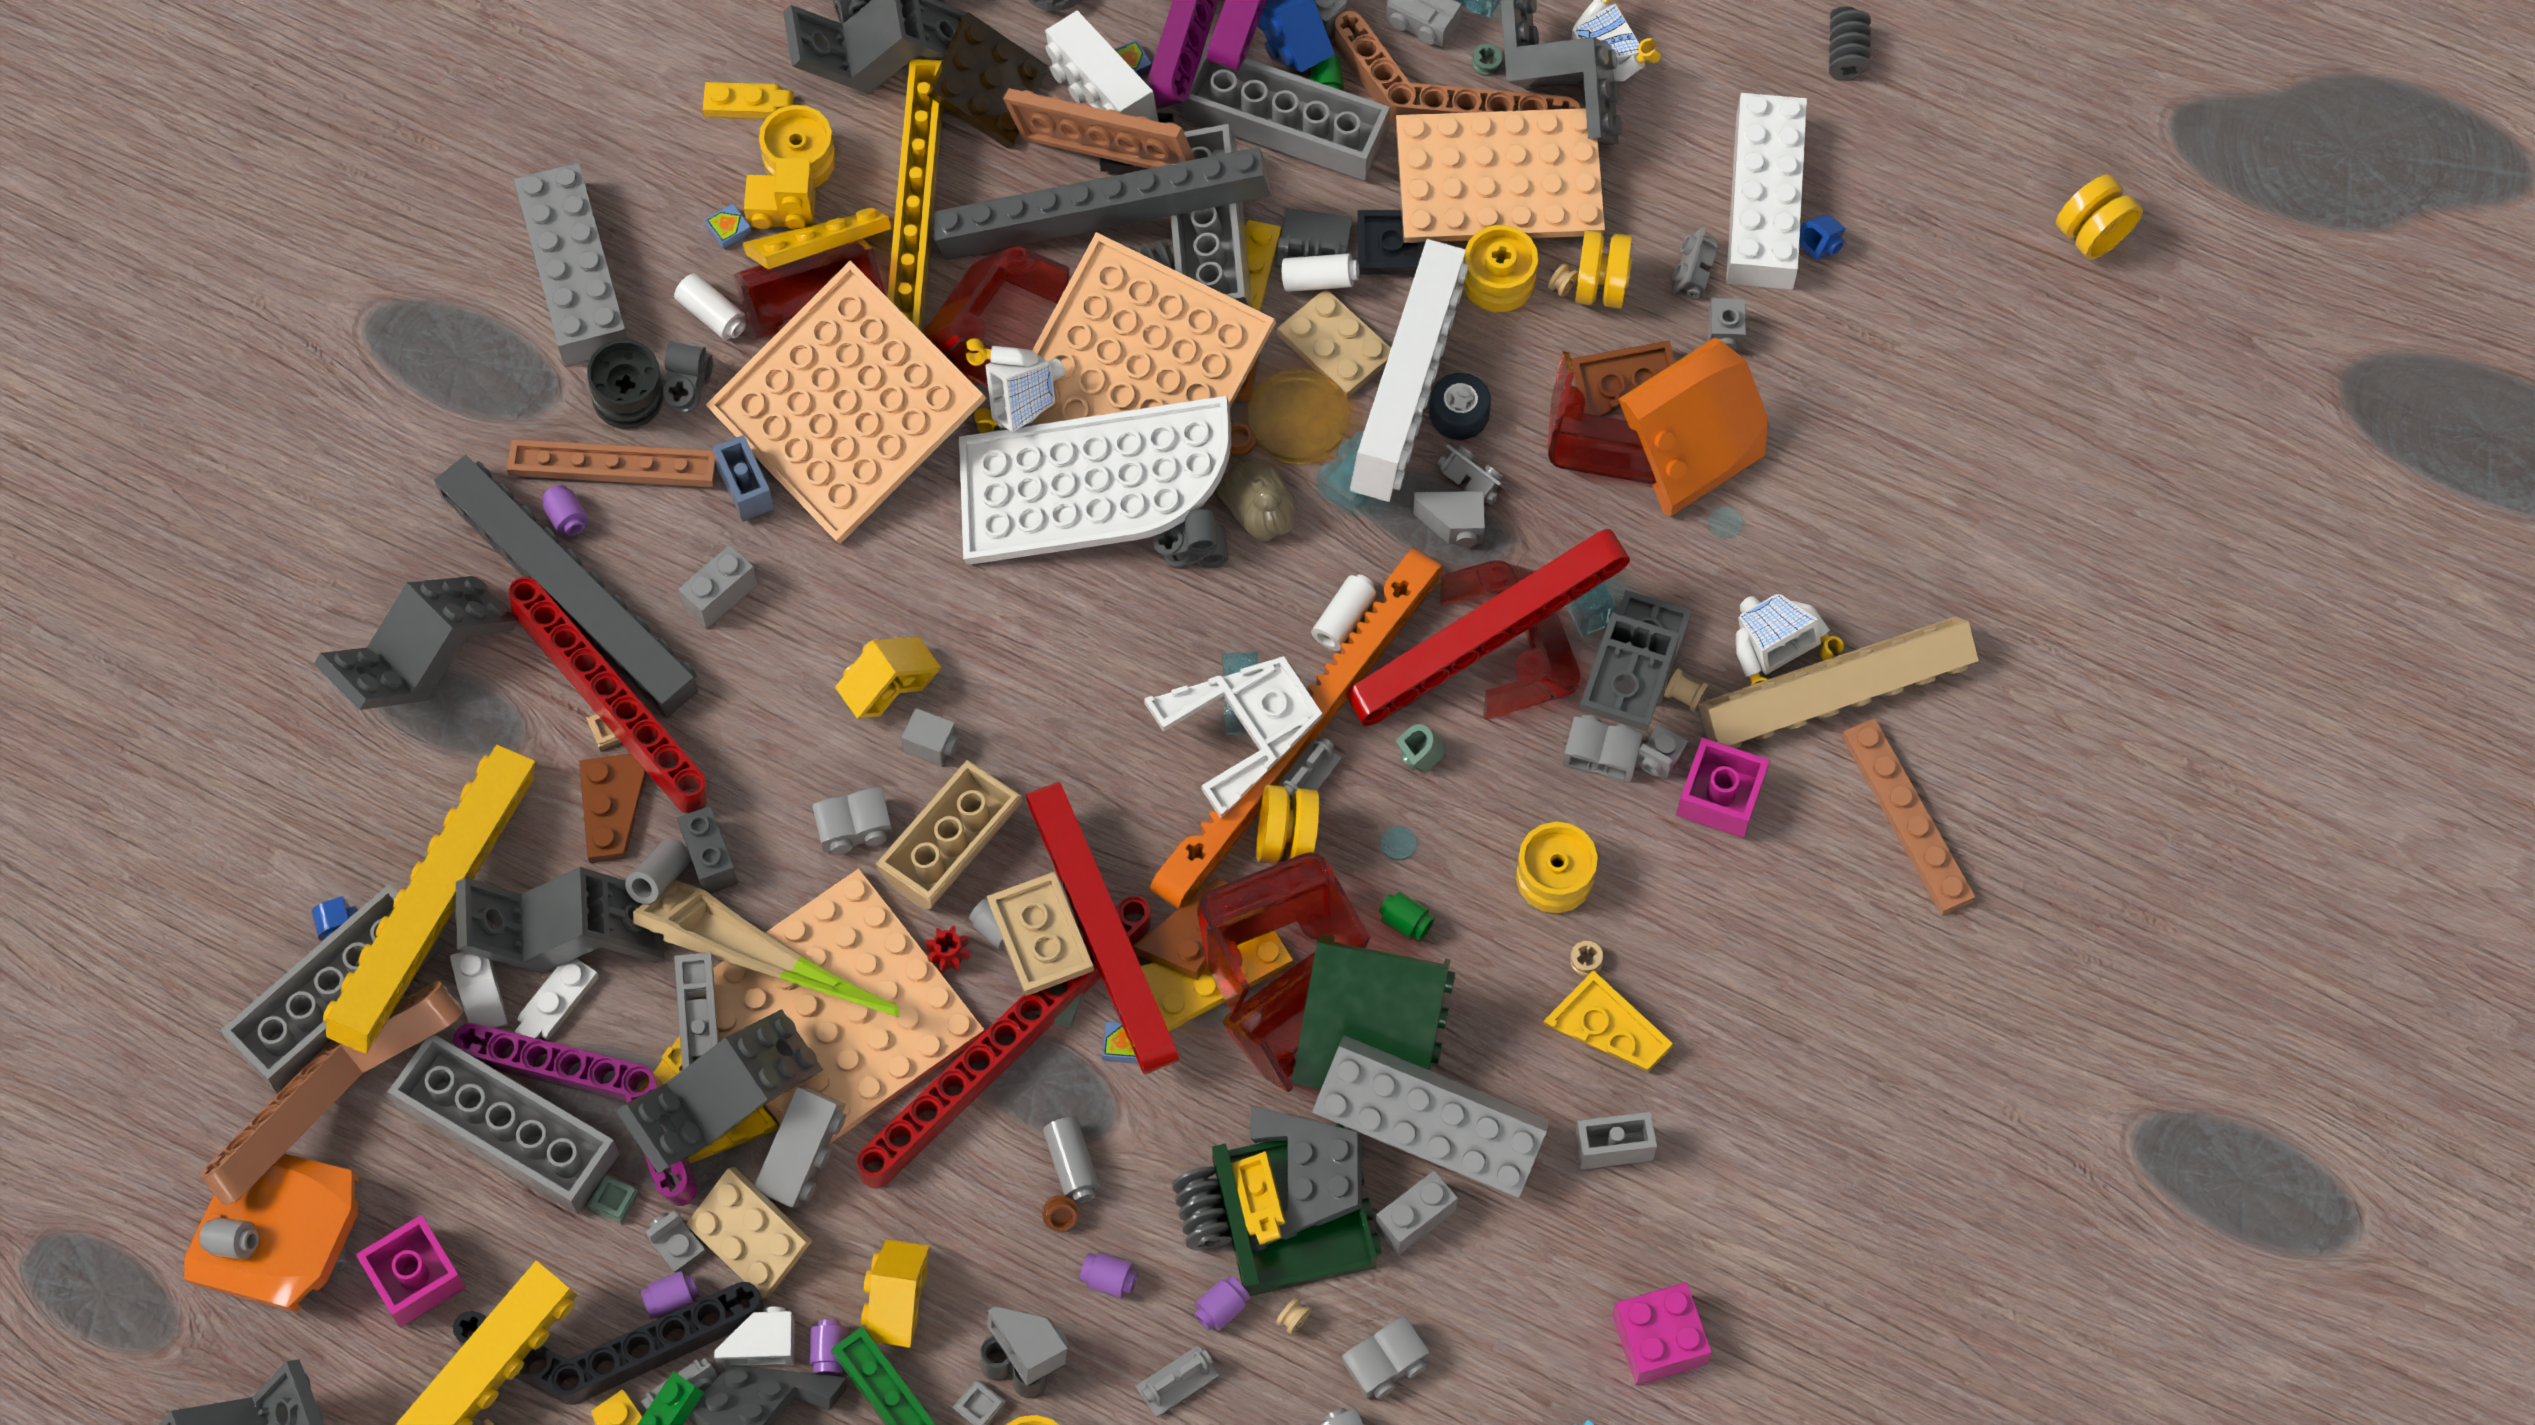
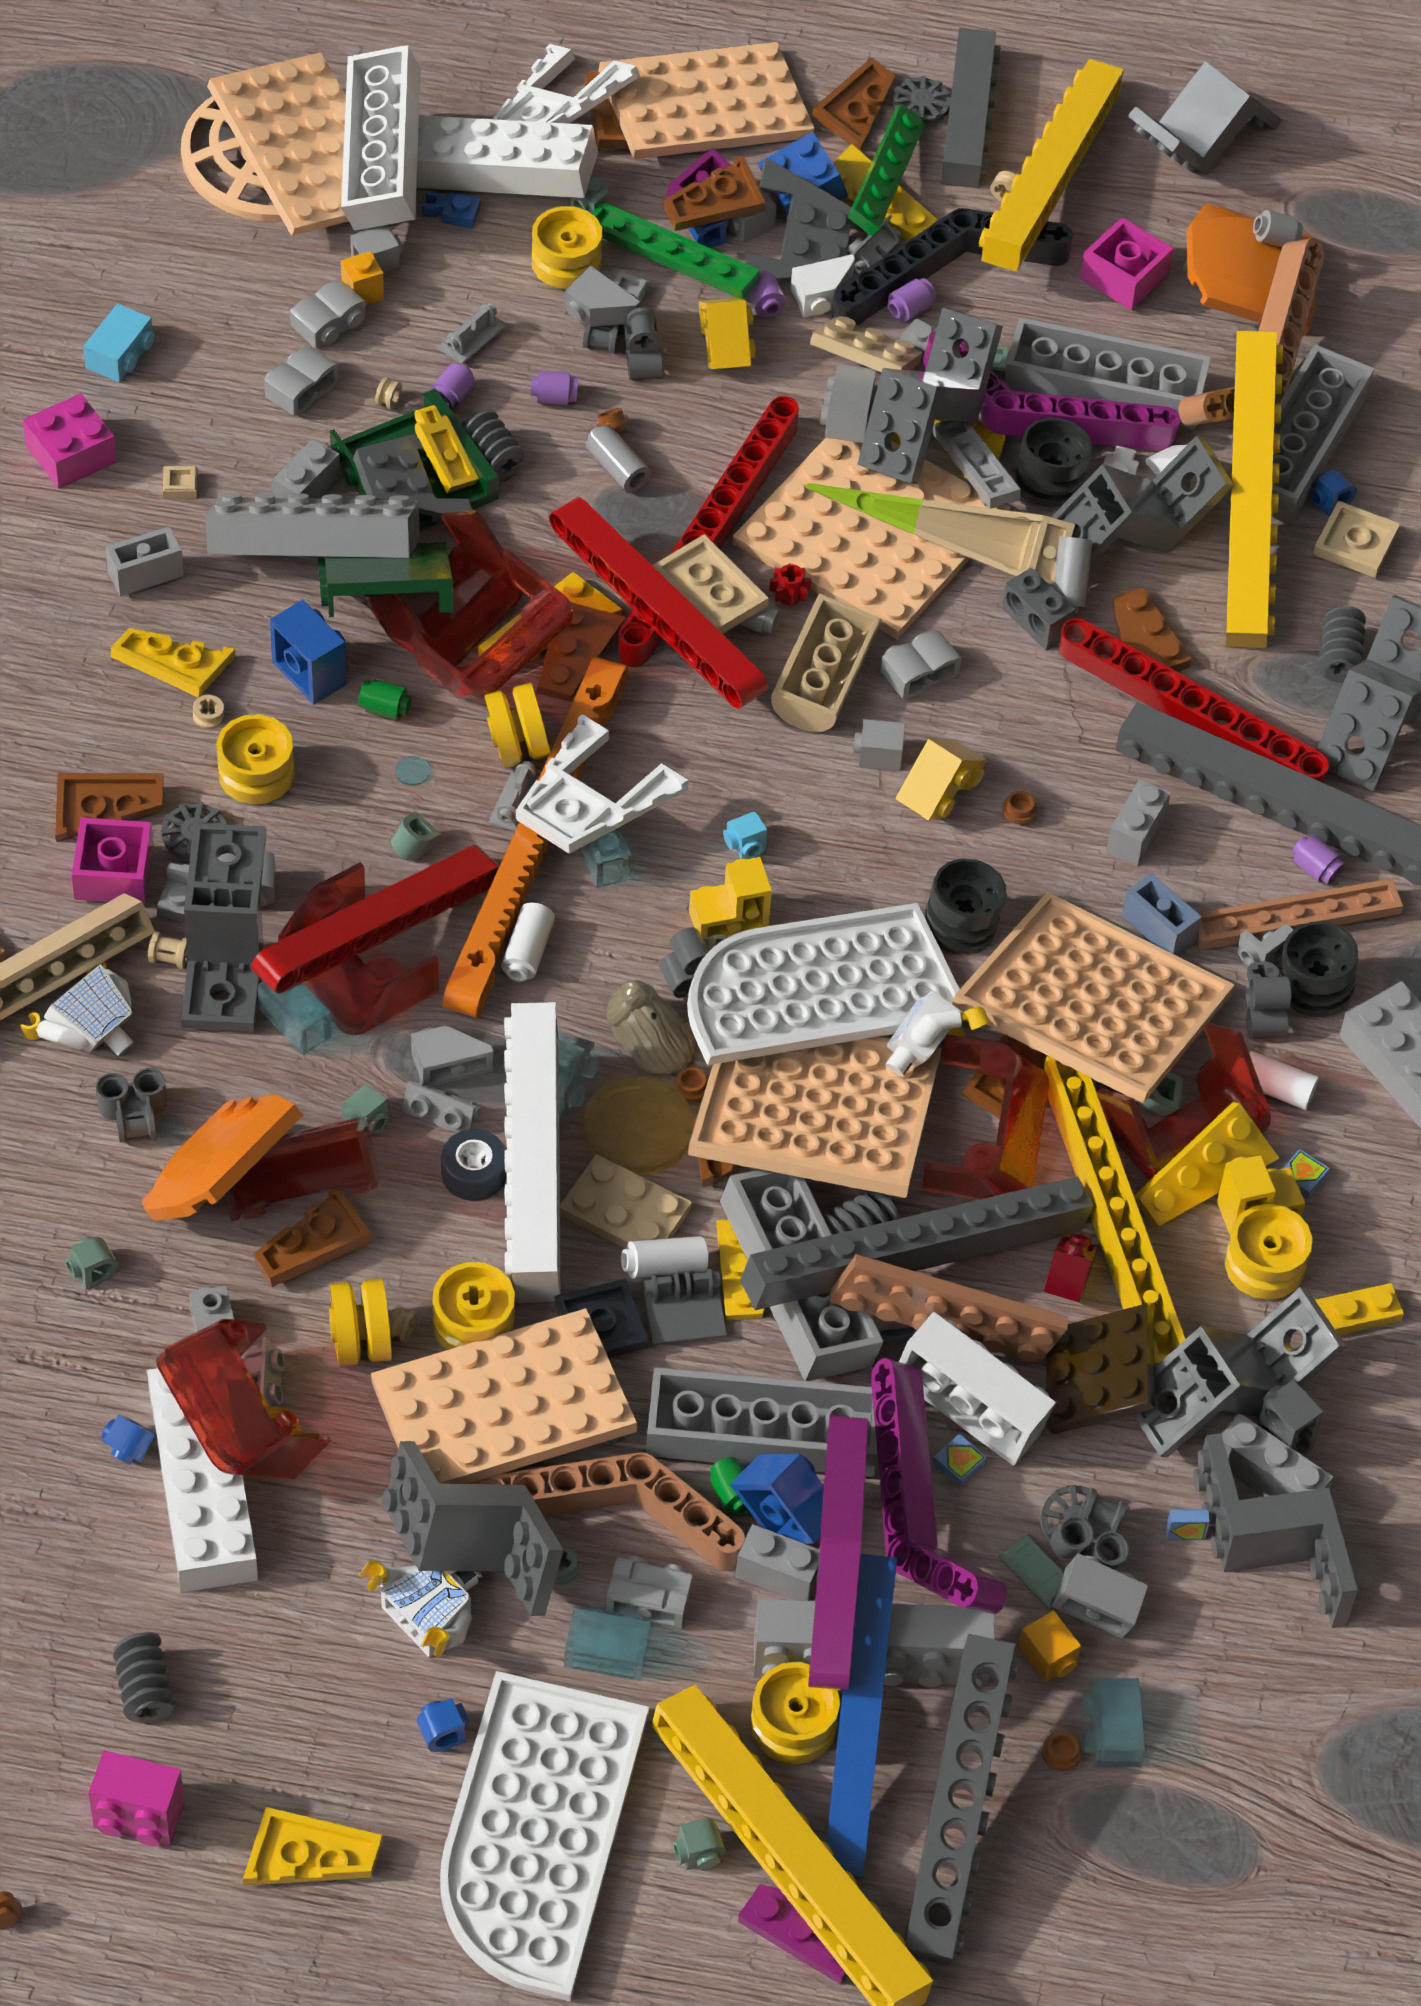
camera: 160 degrees right, 10 degrees down
(341, 857) = (1356, 539): none -> tan plate
(419, 731) = (1341, 642): none -> dark grey piece
(609, 996) = (1052, 461): none -> pearl dark grey wheel
(656, 429) = (1267, 949): none -> light grey bracket
(821, 642) = (1019, 807): none -> dark orange plate
(922, 512) = (965, 905): none -> pearl dark grey wheel
(971, 179) = (1071, 1267): none -> dark red slope
(995, 1288) = (642, 344): none -> dark grey piece
(1098, 671) = (746, 835): none -> medium azure plate
(1141, 593) = (736, 905): none -> yellow brick
(1479, 980) = (308, 651): none -> blue brick
(1543, 481) = (369, 1104): none -> sand green plate
(1549, 1262) = (180, 482): none -> tan tile
(1632, 821) = (187, 826): none -> dark grey wheel
(1723, 877) = (105, 797): none -> dark orange wing
(1750, 208) = (229, 1410): none -> clear red windscreen
(1754, 536) = (133, 1105): none -> dark grey piece
(1822, 401) = (91, 1262): none -> sand green plate

